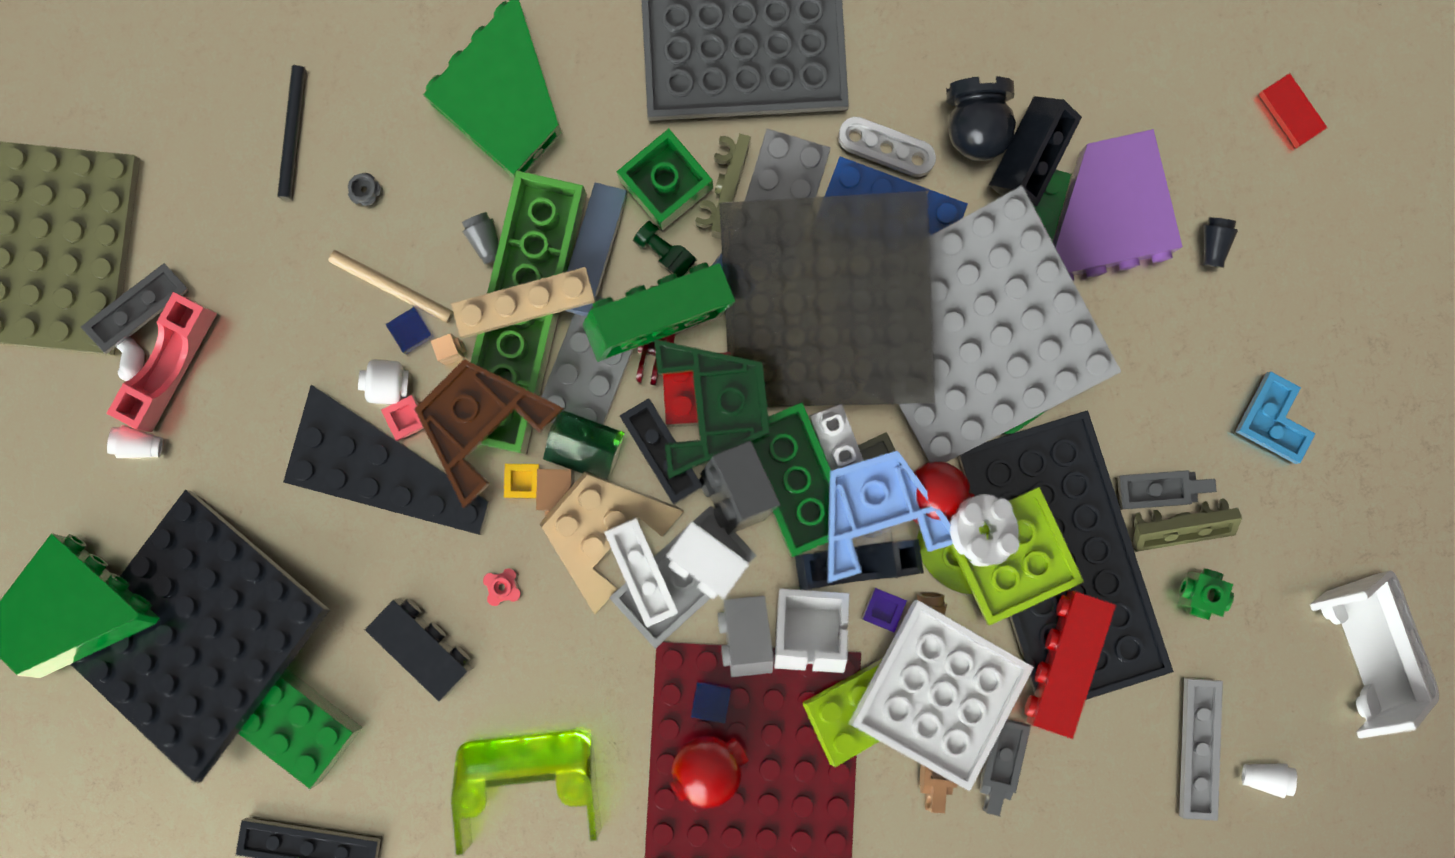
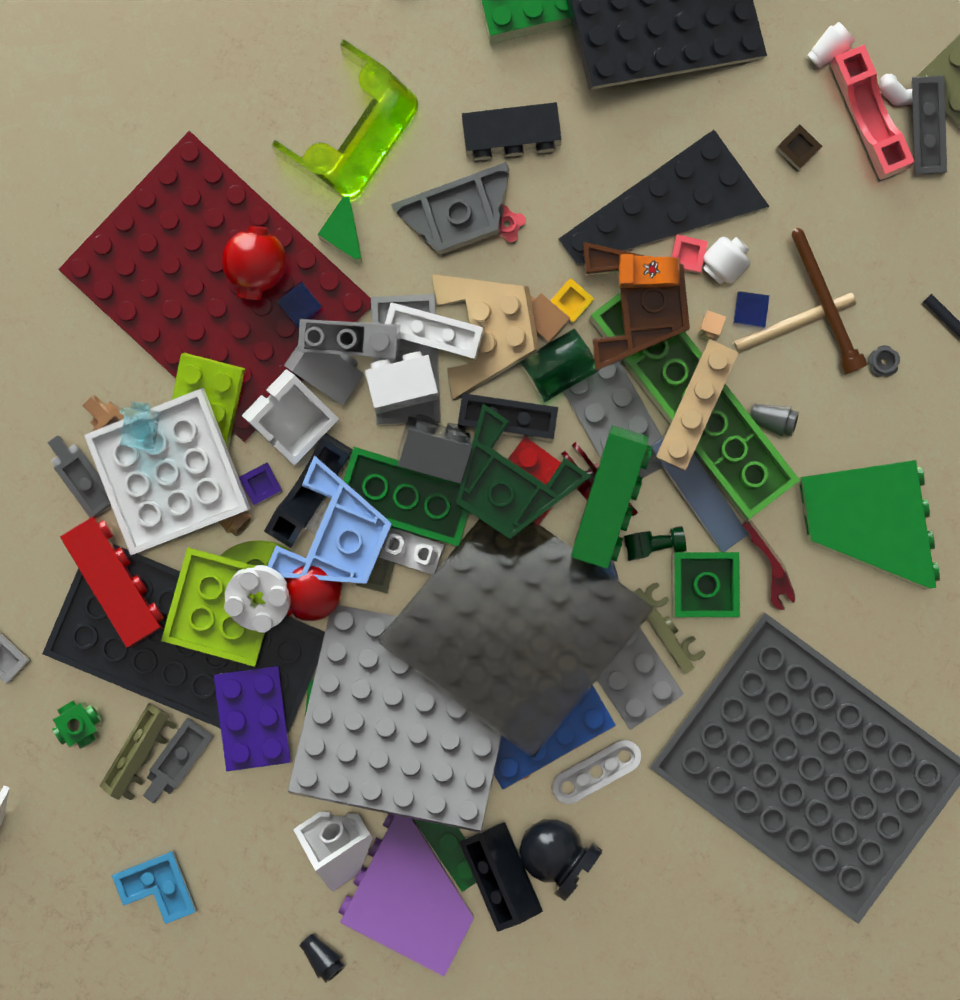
camera: 130 degrees right, 0 degrees up
(241, 400) = (799, 147): none -> dark brown plate
(383, 216) = (850, 357): none -> reddish brown piece
(443, 431) = (648, 271): none -> orange leg
(523, 636) = (458, 210): none -> dark grey wing
(610, 128) = (780, 580): none -> dark red arm
(621, 719) = (341, 231): none -> green slope
(706, 635) = (349, 338): none -> light grey slope
(926, 750) = (139, 426): none -> clear light blue bracket
(1080, 454) = (252, 718): none -> dark purple plate
(1124, 304) = (335, 846): none -> white slope

